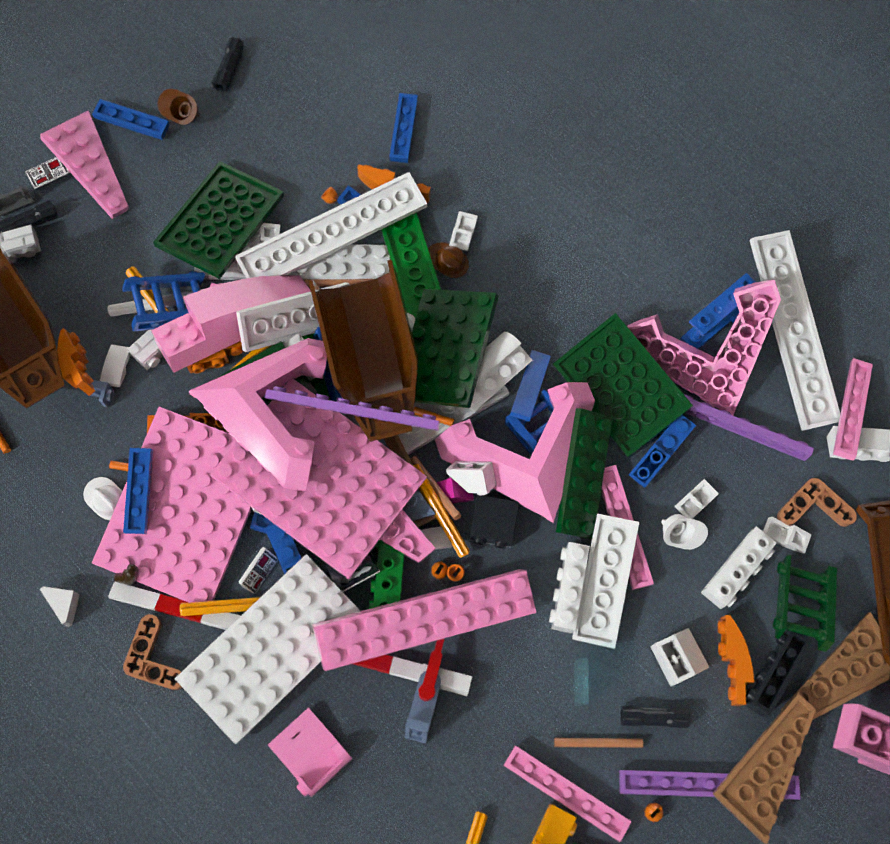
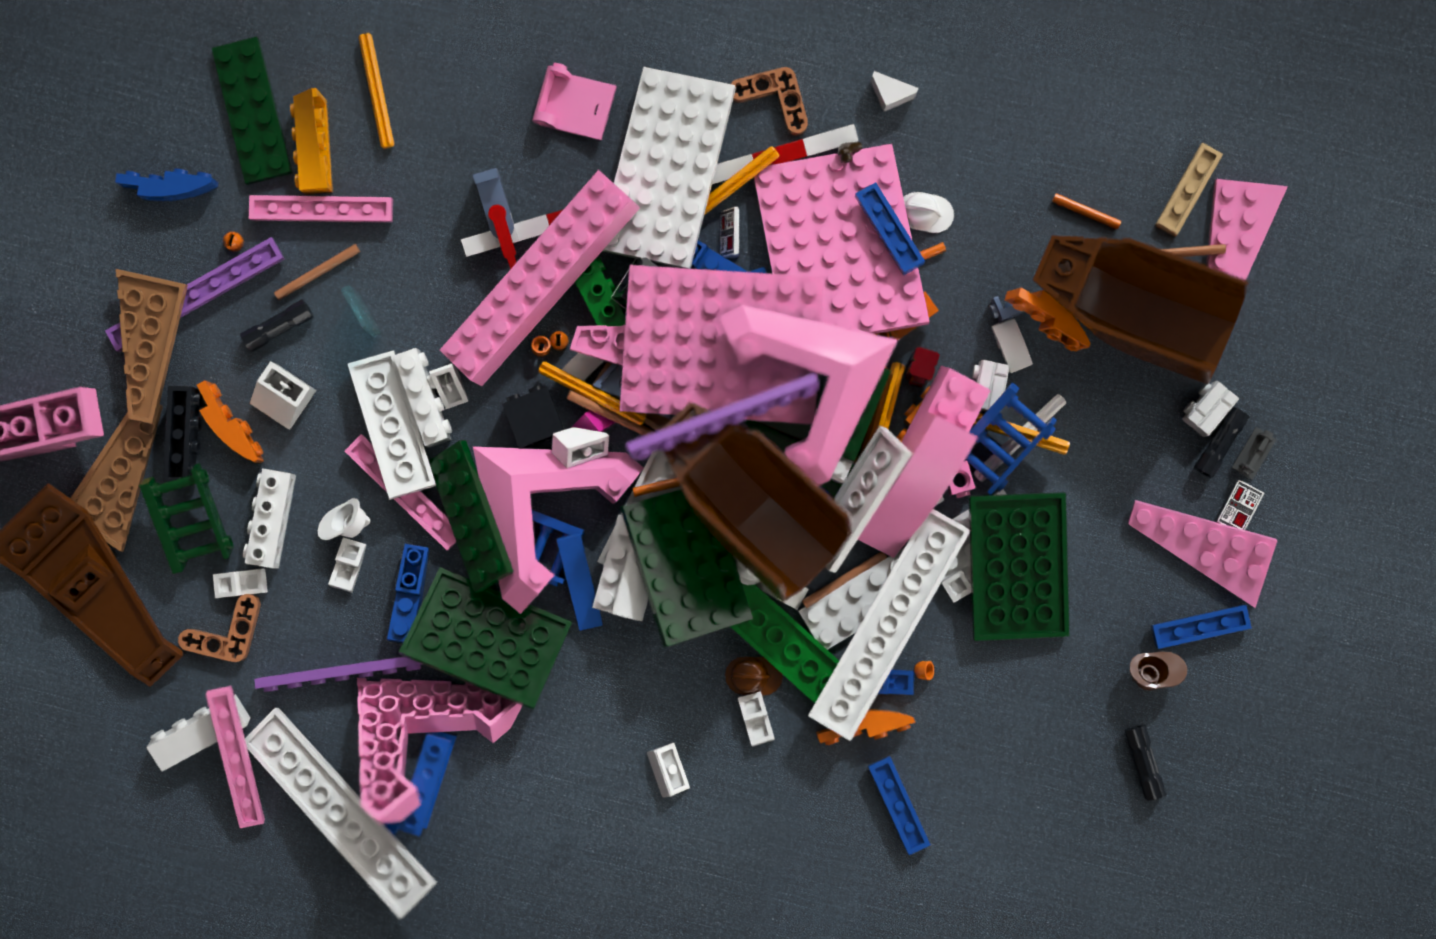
camera: 155 degrees right, 15 degrees up
(186, 380) = (921, 366): none -> dark red brick
(544, 234) = (668, 770): none -> white slope
(544, 585) = (449, 385): none -> white slope

